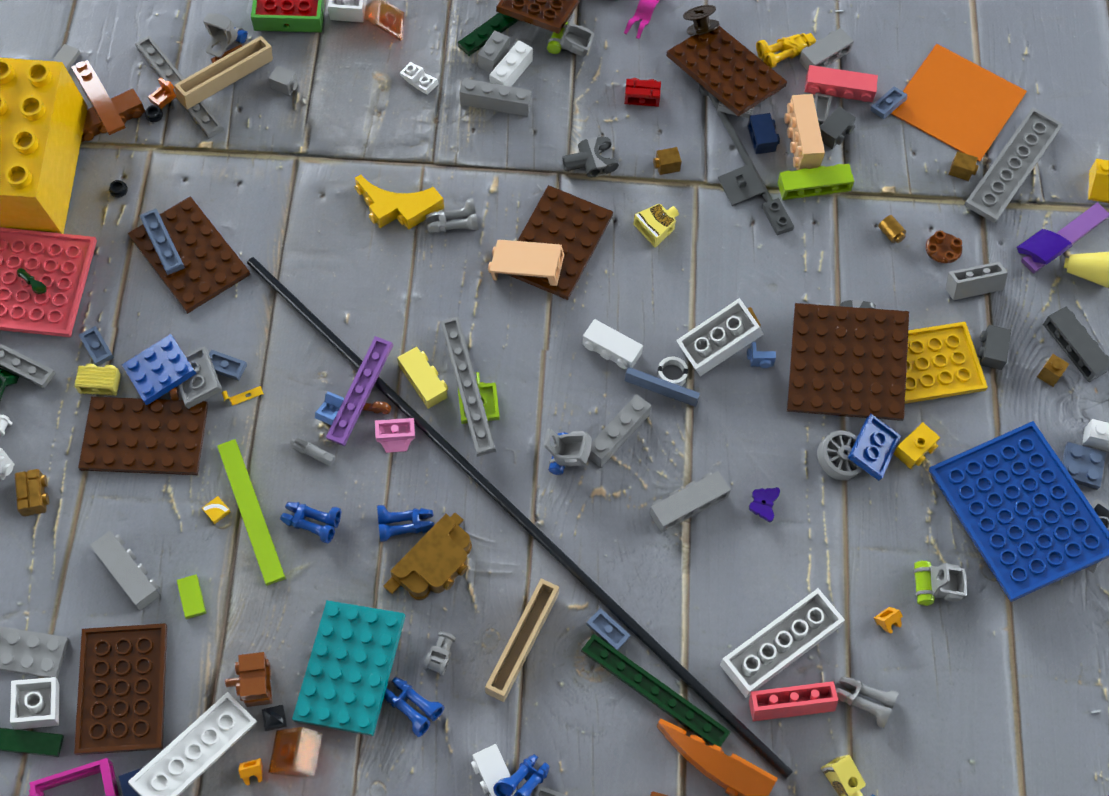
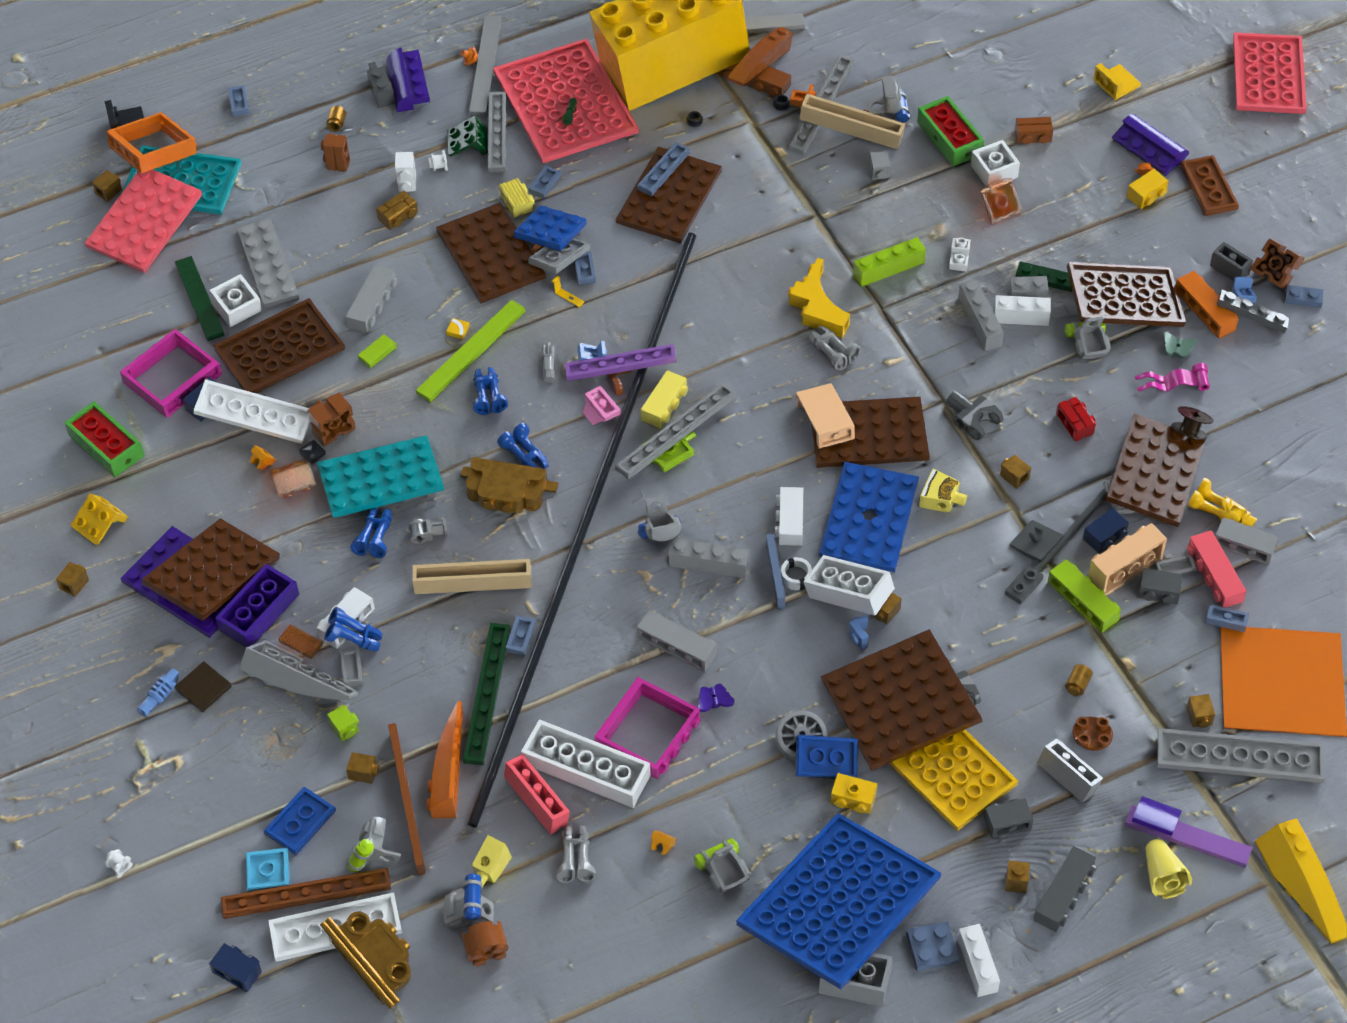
camera: 65 degrees right, 10 degrees down
(393, 130) = (889, 261): none -> lime brick
(655, 312) = (872, 541): none -> blue plate
(739, 586) = (662, 697): none -> dark pink window

